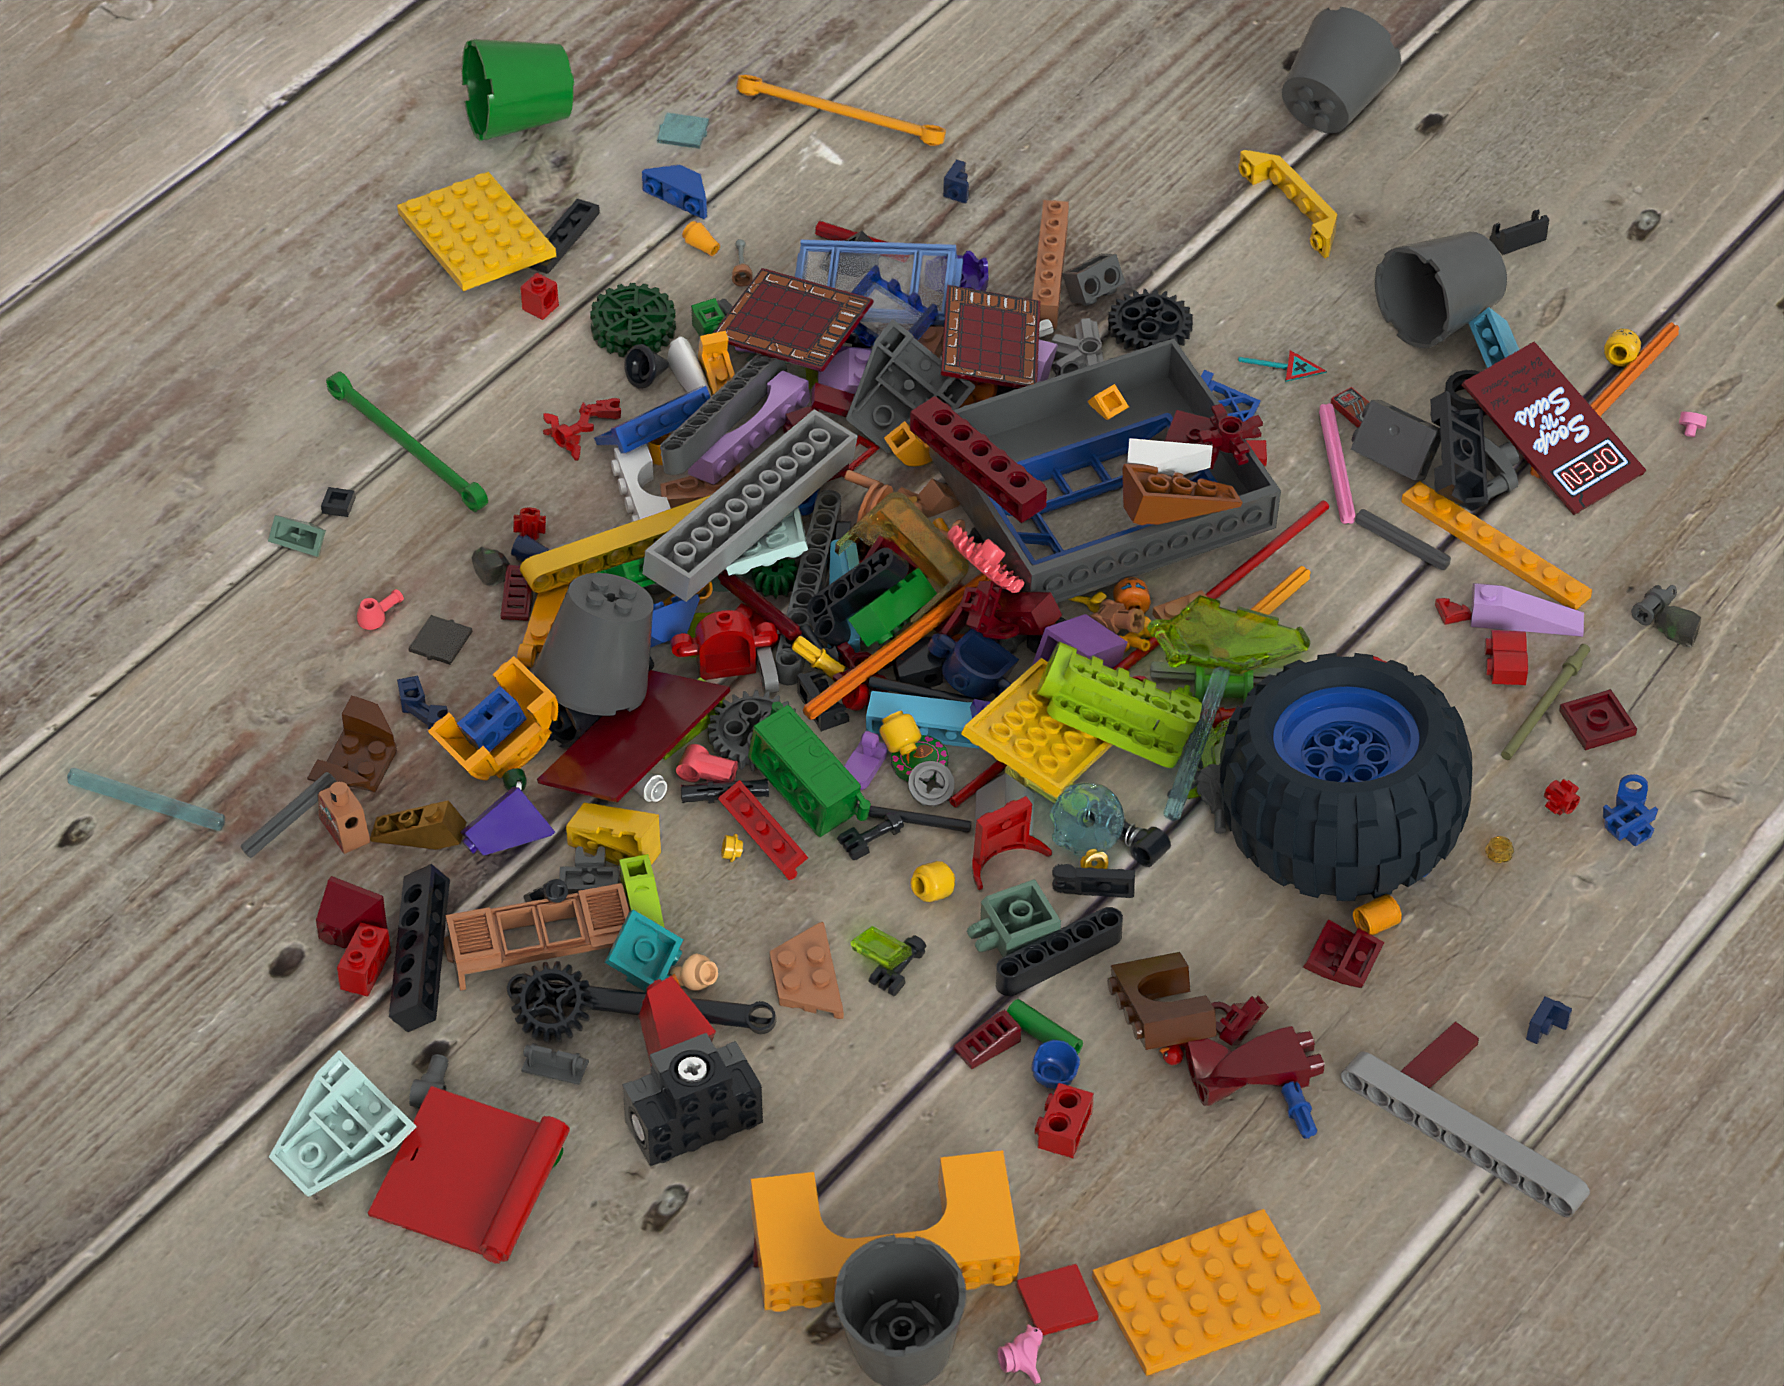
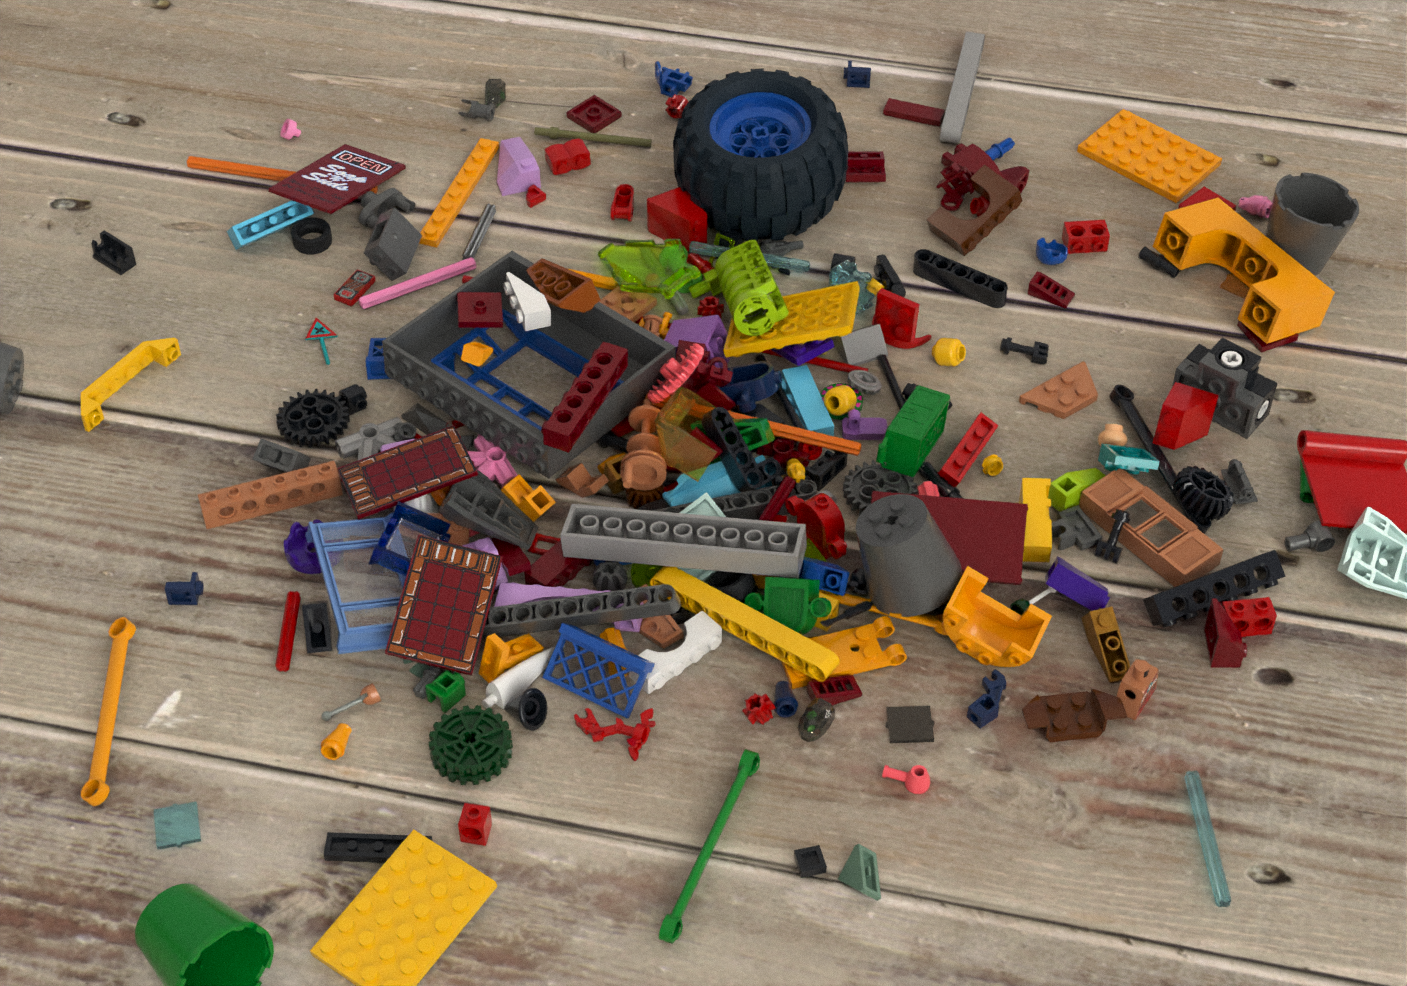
camera: 115 degrees left, 0 degrees up
(286, 816) = (1163, 719): dark grey axle -> none
(492, 720) = (992, 625): blue brick -> none
(677, 187) = (274, 780): blue slope -> none
(881, 947) = (1021, 359): clear neon green tile -> none
(1014, 919) = (956, 298): sand green hinge -> none
(1041, 1026) = (1024, 268): green piece -> none
(1231, 433) = (479, 277): dark red pin -> none
(1439, 286) = (223, 251): dark grey cone -> none
(1463, 466) = (417, 205): black piece -> none
(1622, 347) = (227, 174): yellow head -> none

